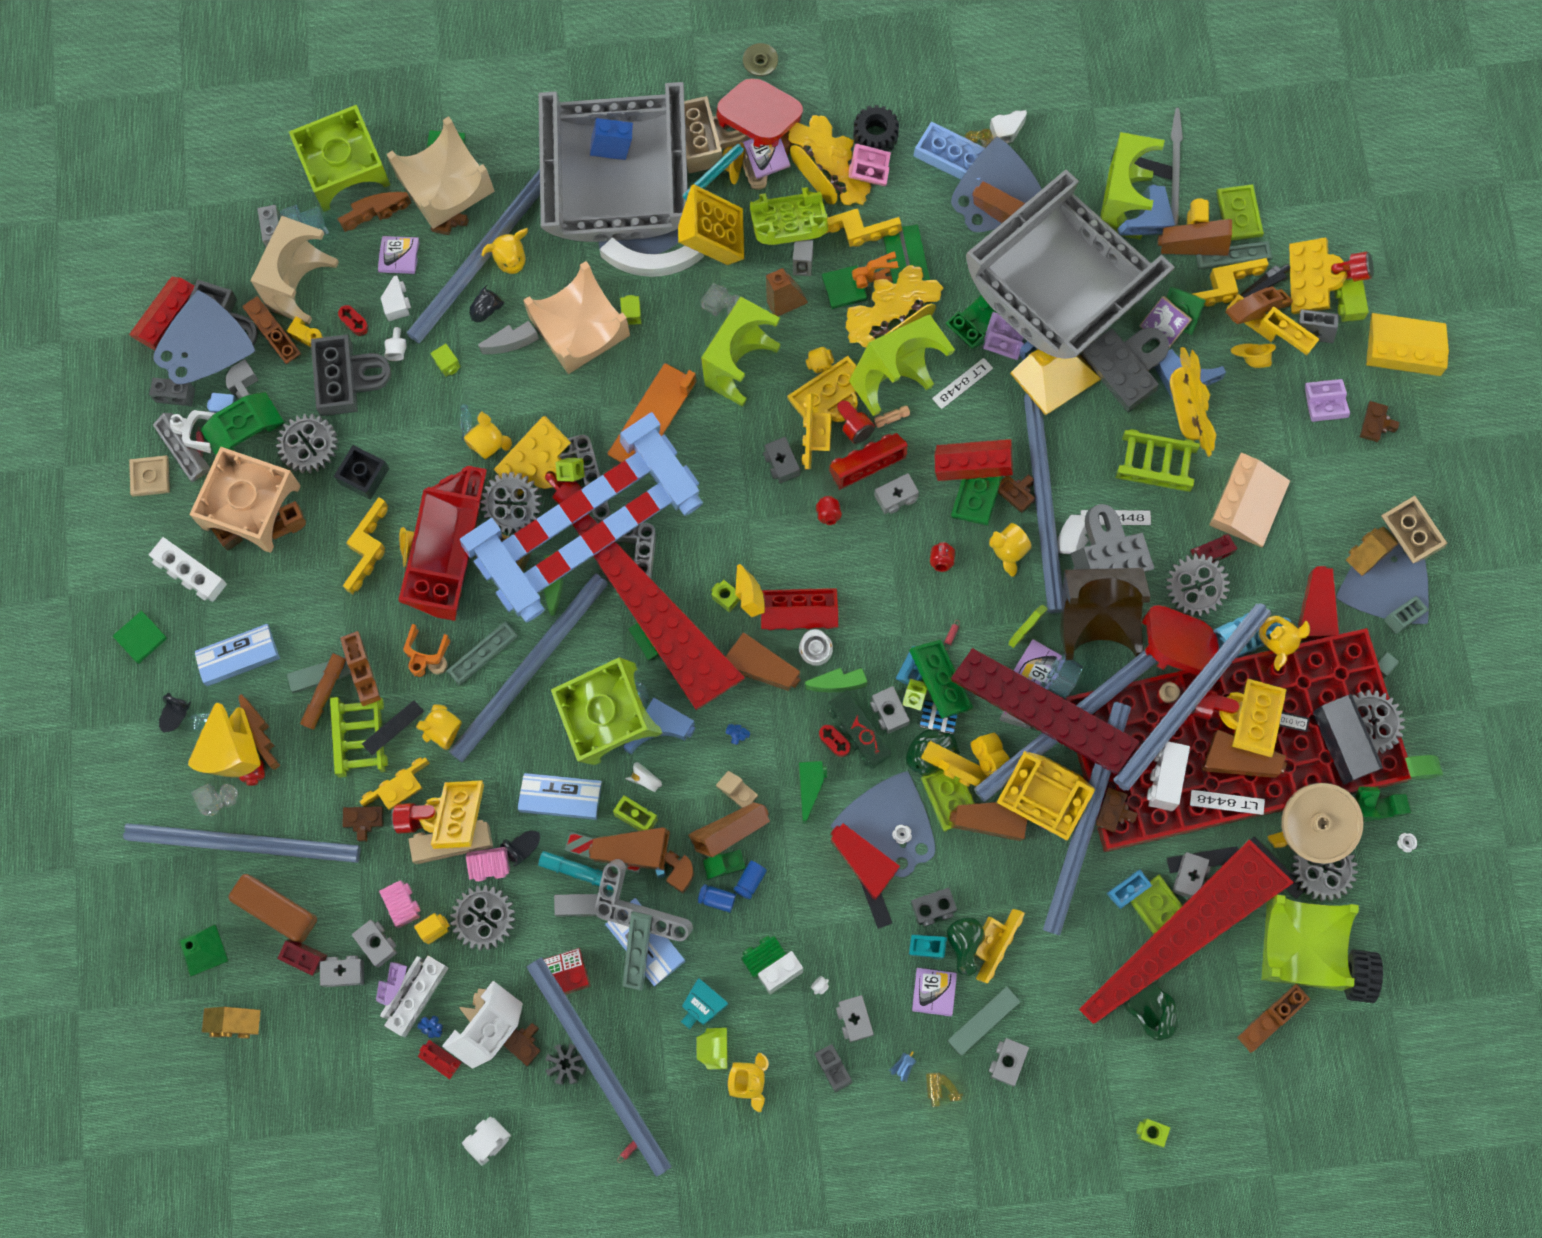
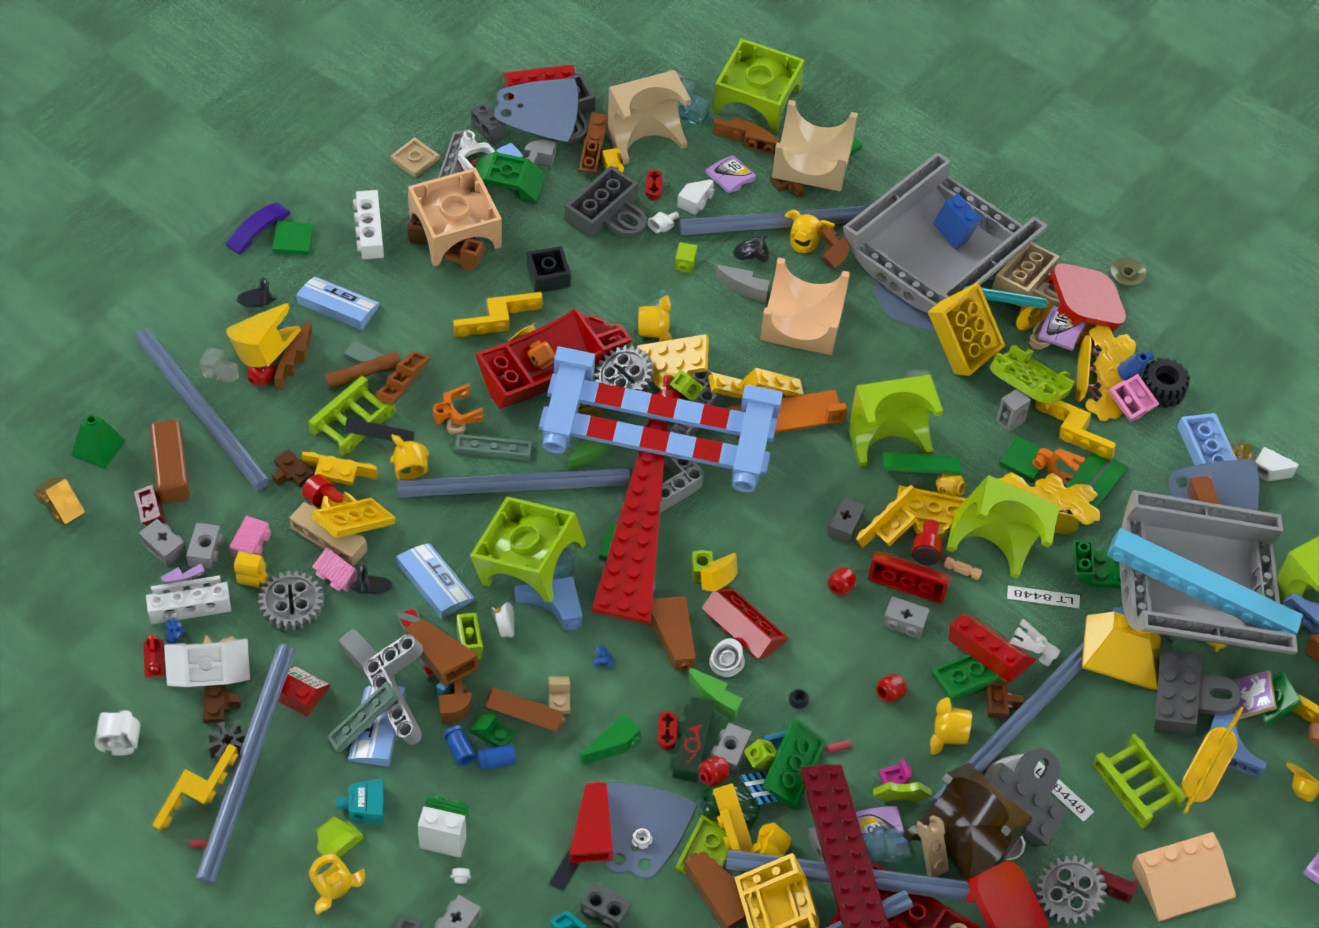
camera: 40 degrees right, 20 degrees down
(100, 655) = (254, 225): none -> dark purple slope
(321, 434) = (547, 229): light grey gear -> none
(438, 549) = (541, 354): none -> orange head
(548, 247) = (837, 249): none -> dark orange brick
(571, 868) = (382, 621): teal piece -> none
(586, 1120) = (195, 788): none -> yellow bracket
(611, 417) = (758, 377): none -> yellow bracket
(631, 309) = (849, 338): lime brick -> none
(648, 264) = (898, 324): white arch -> none
(783, 293) = (972, 415): dark orange slope -> none
(786, 365) = (921, 463): none -> green slope
(845, 140) = (1134, 365): none -> blue piece
(891, 621) = (801, 694): none -> black plate
(900, 740) = (713, 770): none -> red head
(1002, 338) = (1106, 590): lavender slope -> none
(1008, 425) = (1035, 642): none -> white piece
(1010, 618) = (897, 774): none -> dark pink bracket
(1071, 277) = (1202, 583): none -> medium azure brick
(1090, 645) = (934, 846): none -> tan plate

